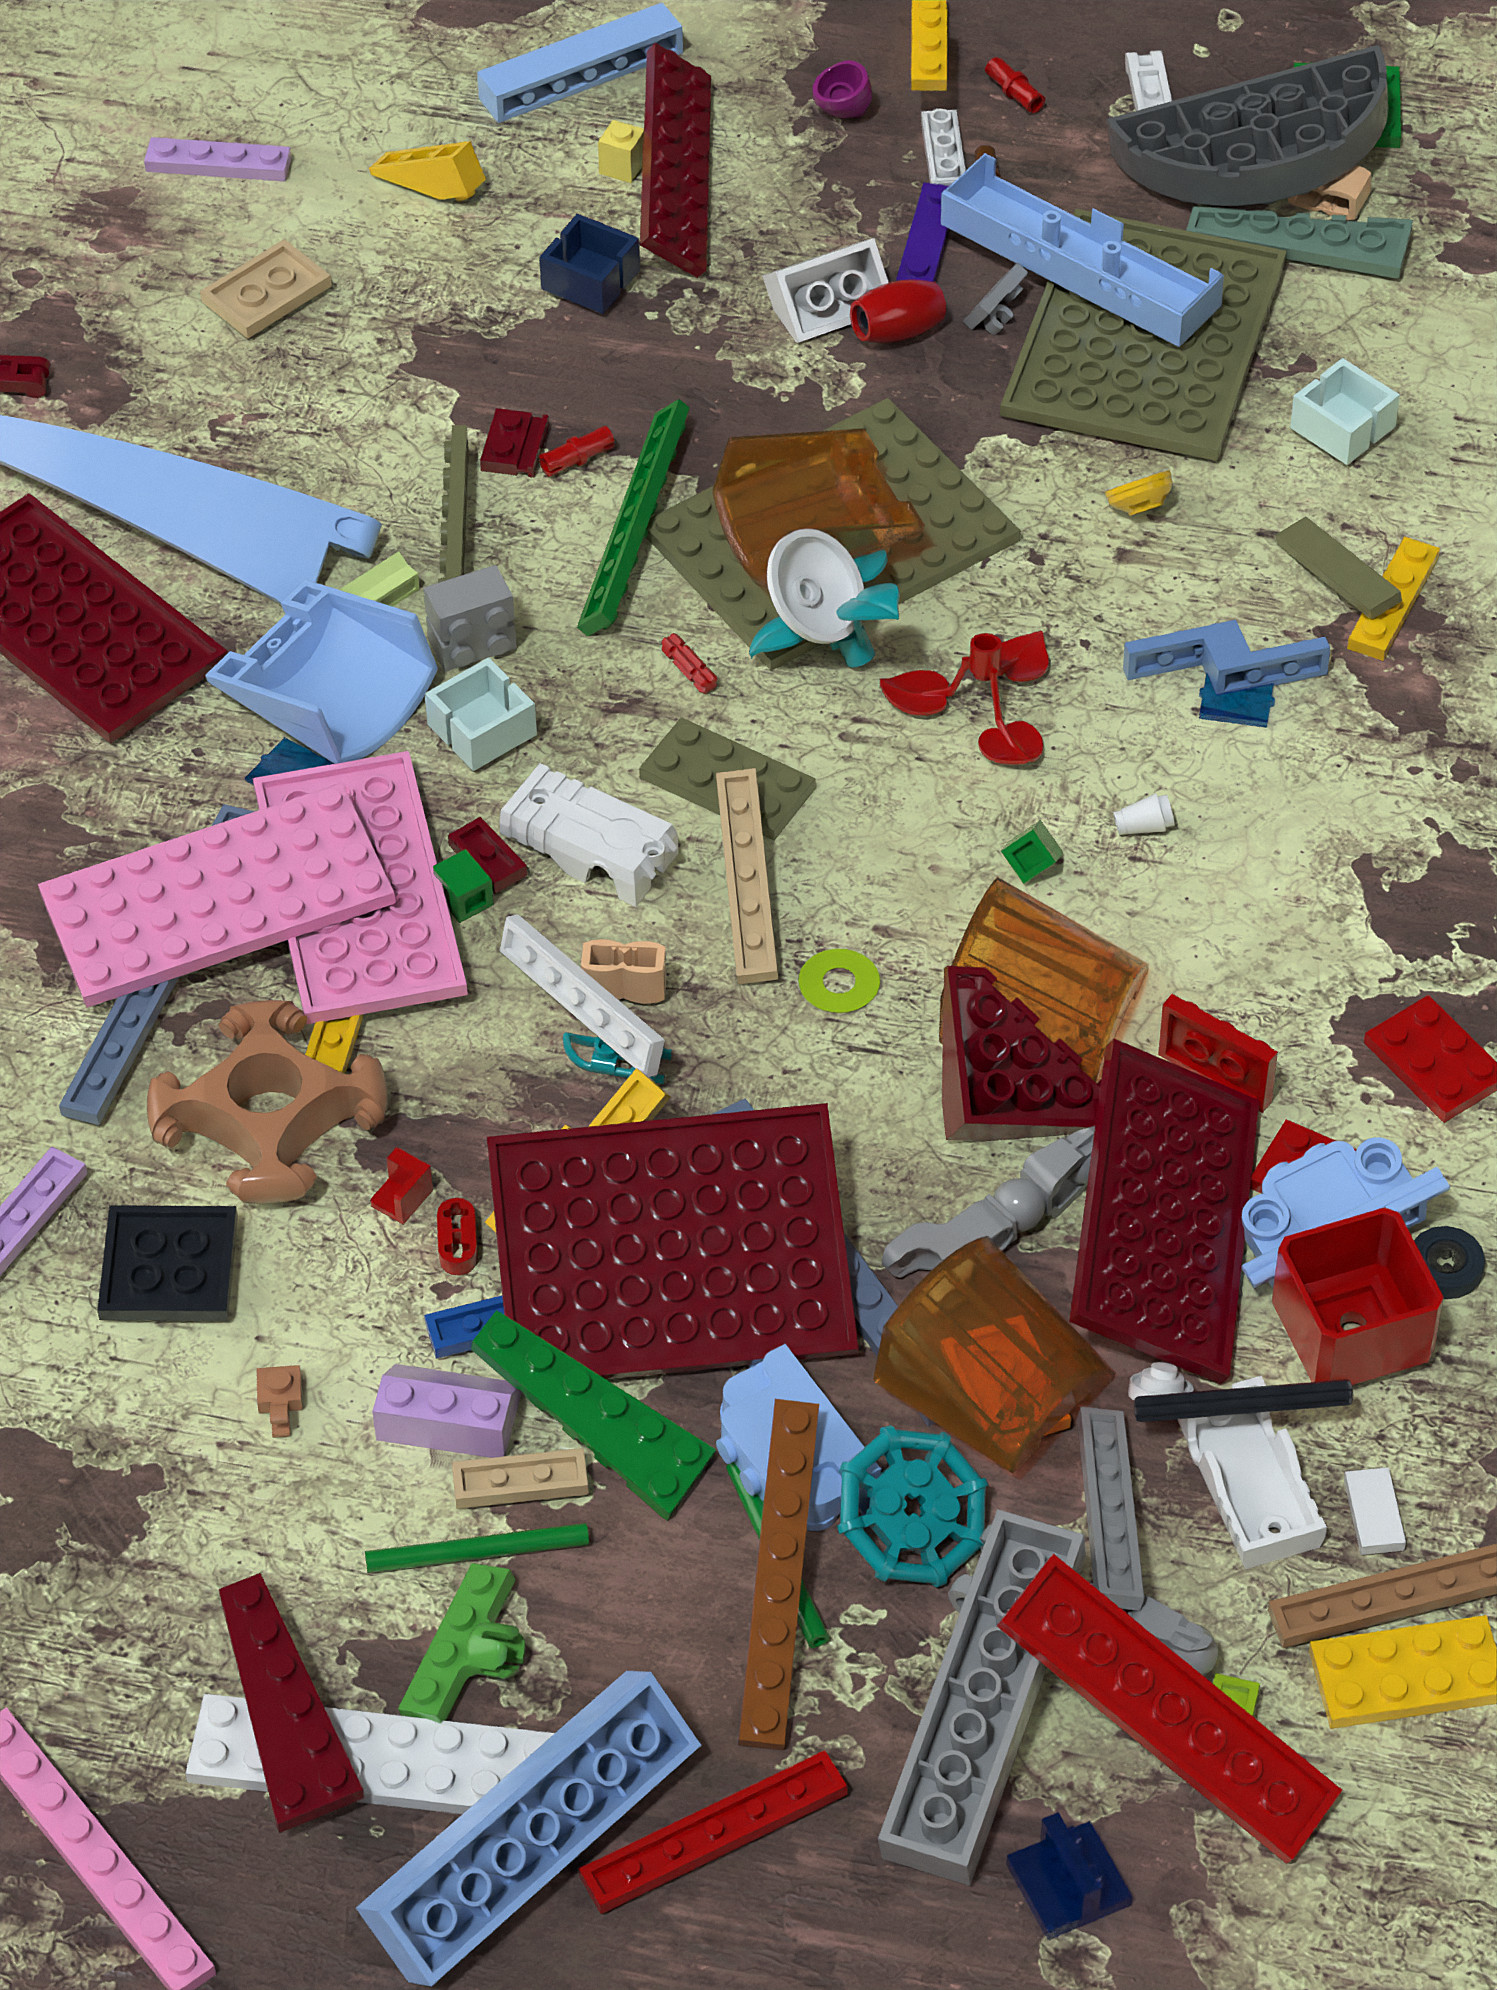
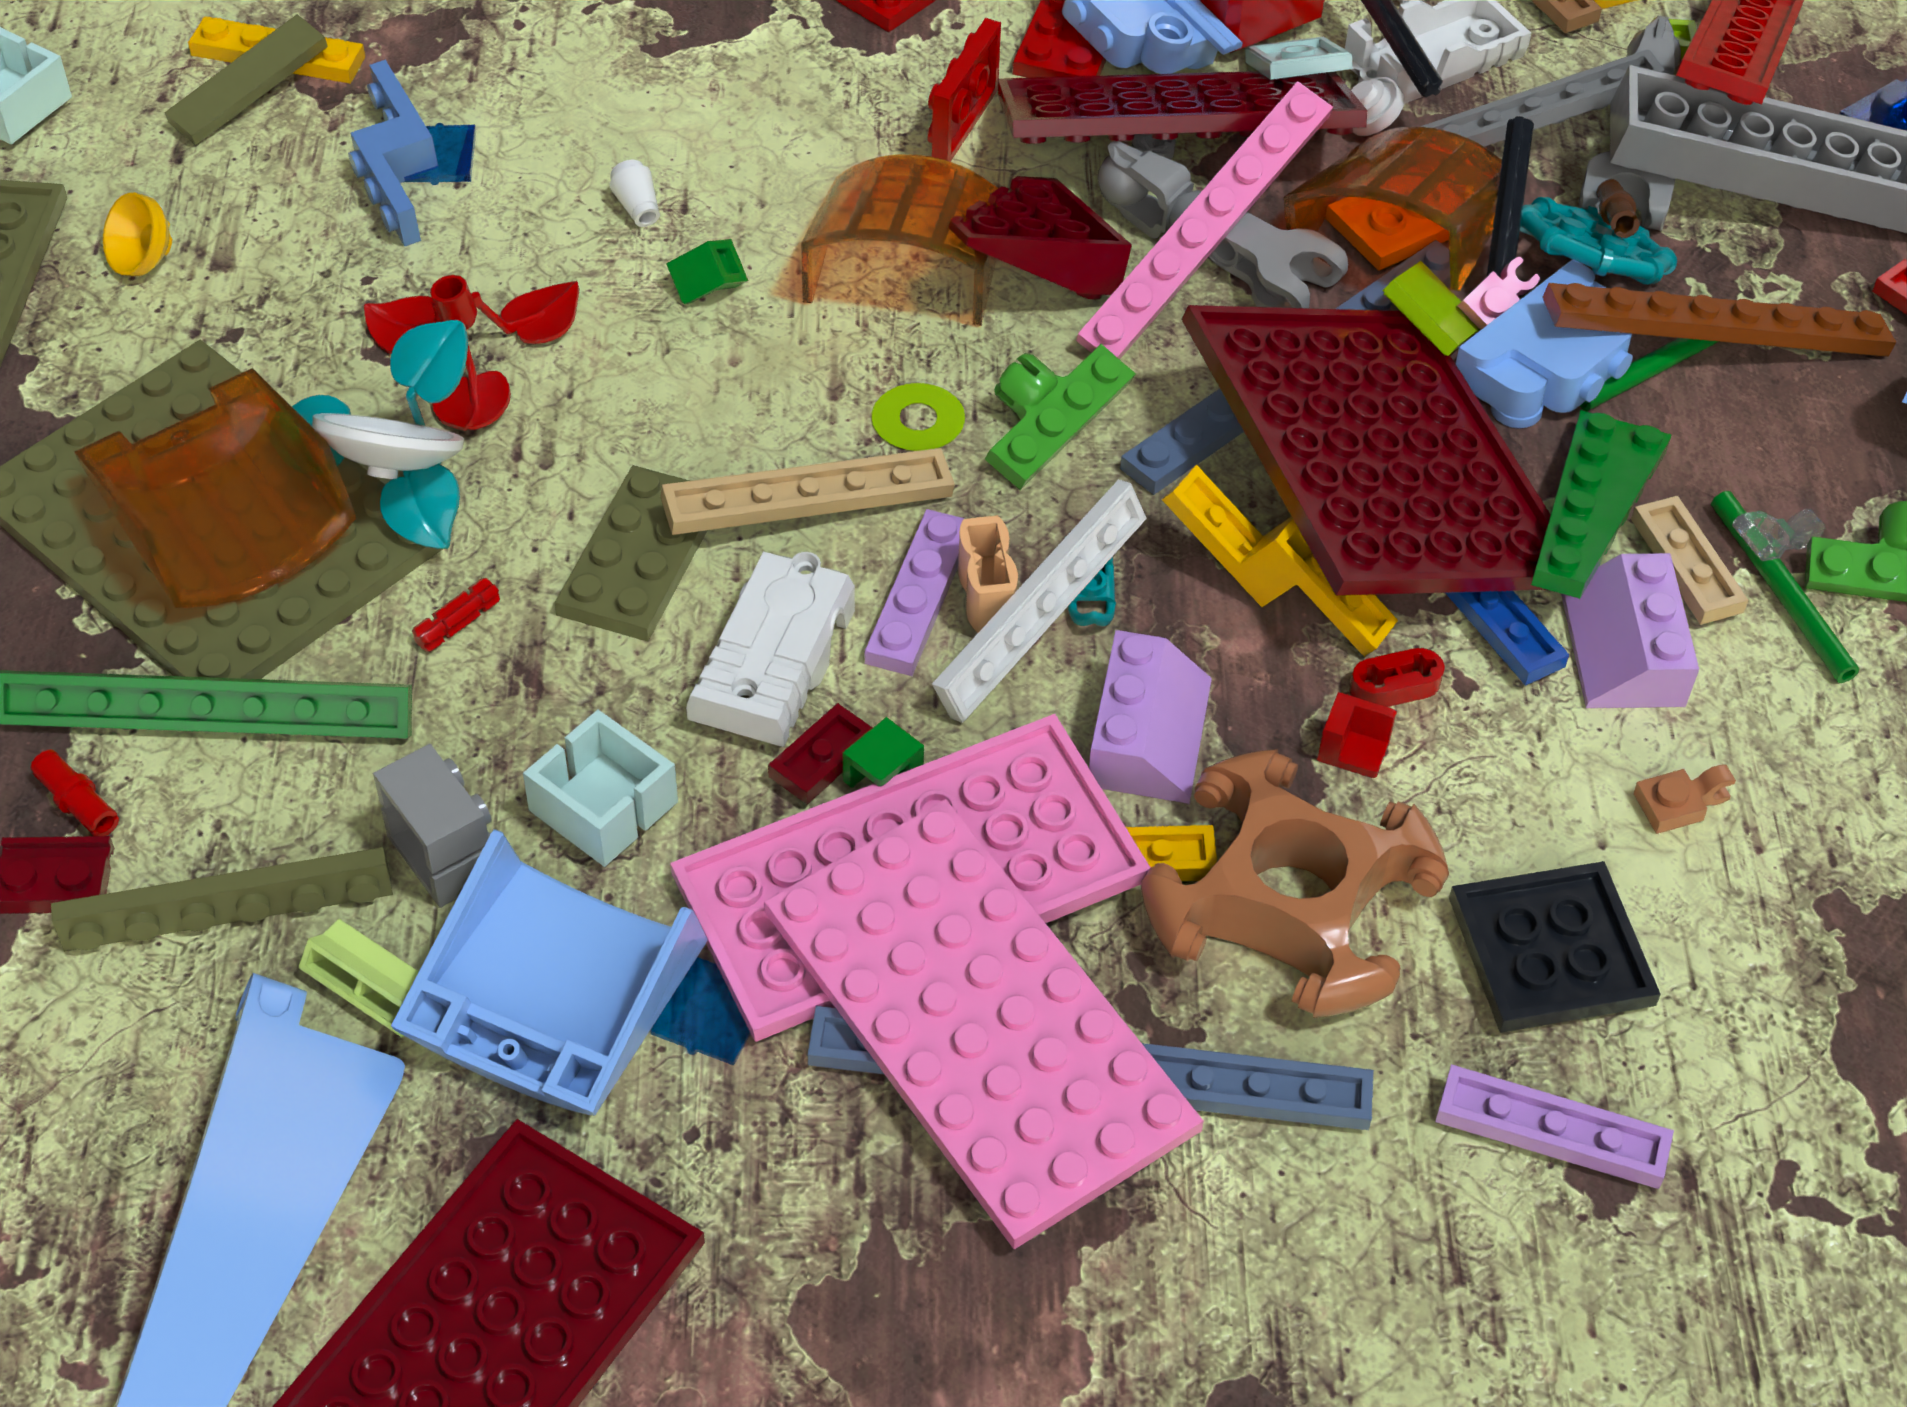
camera: 105 degrees left, 0 degrees up
(457, 1054) = (1149, 719): none -> lavender slope
(525, 1578) = (1782, 535): none -> clear piece
(685, 963) = (916, 595): none -> lavender plate
(811, 1060) = (1051, 409): none -> bright green plate
(843, 1348) = (1431, 307): none -> lime tile
(855, 1403) = (1496, 294): none -> bright pink plate
(938, 1522) = (1617, 208): none -> reddish brown pin
(939, 1422) = (1510, 194): none -> black axle
(985, 1186) = (1206, 222): none -> bright pink plate
(1241, 1341) = (1298, 58): none -> light aqua tile

